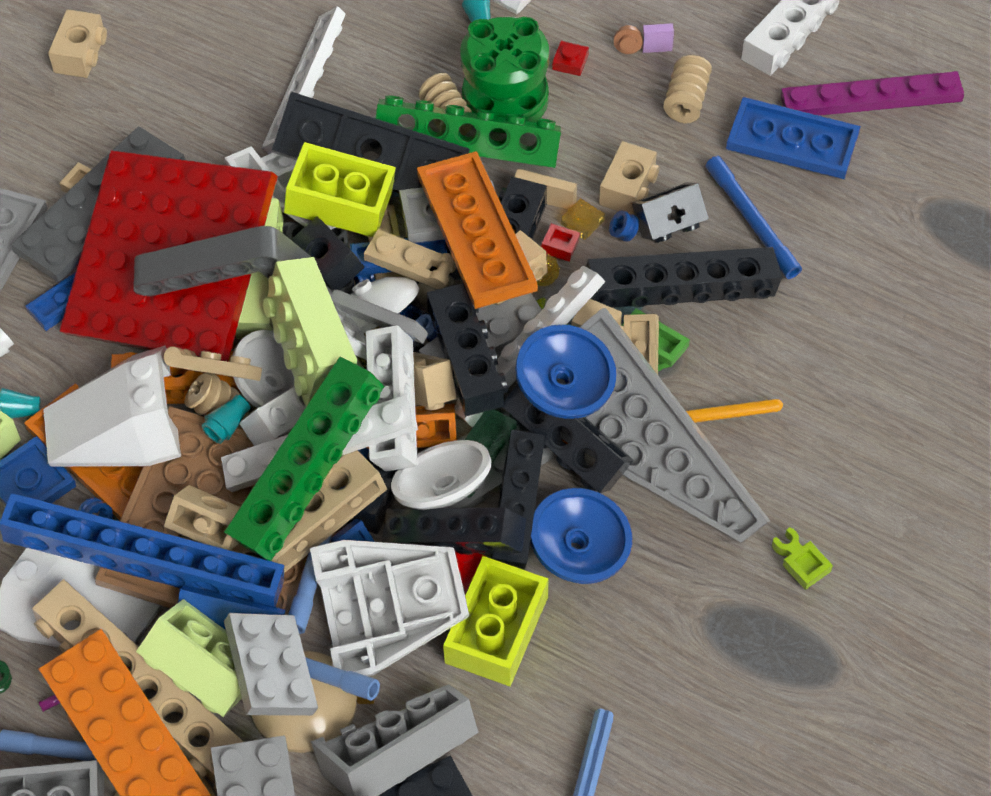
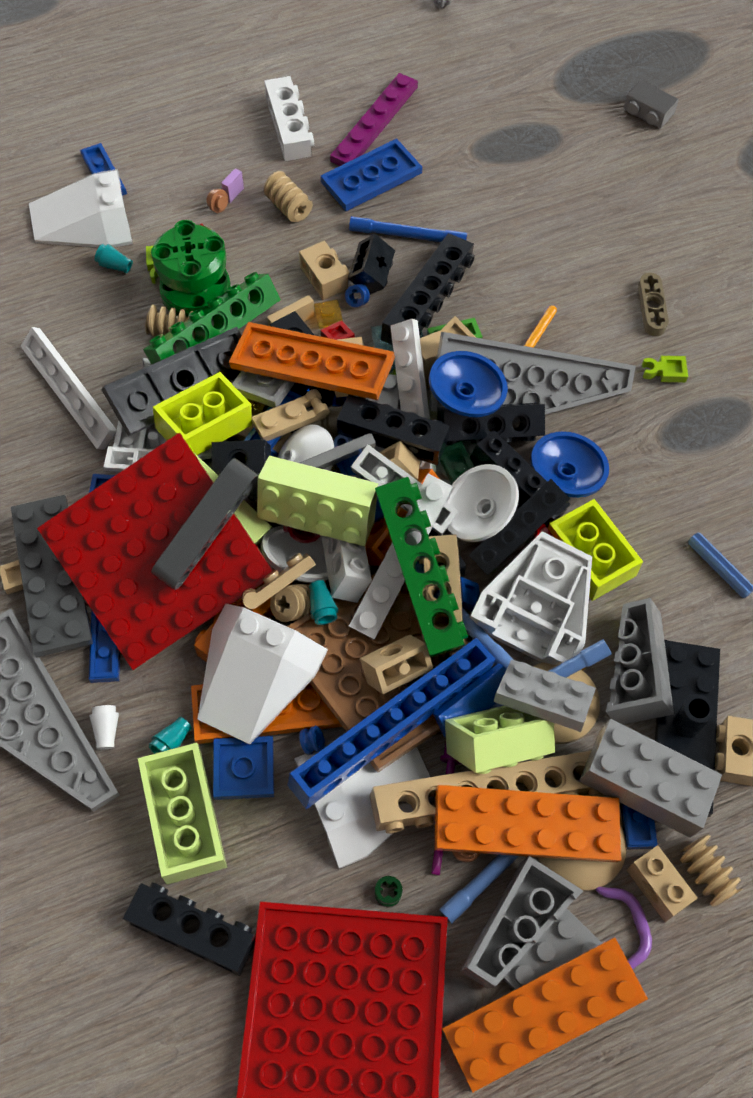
camera: 55 degrees left, 5 degrees up
(876, 508) = (648, 312): none -> dark tan beam

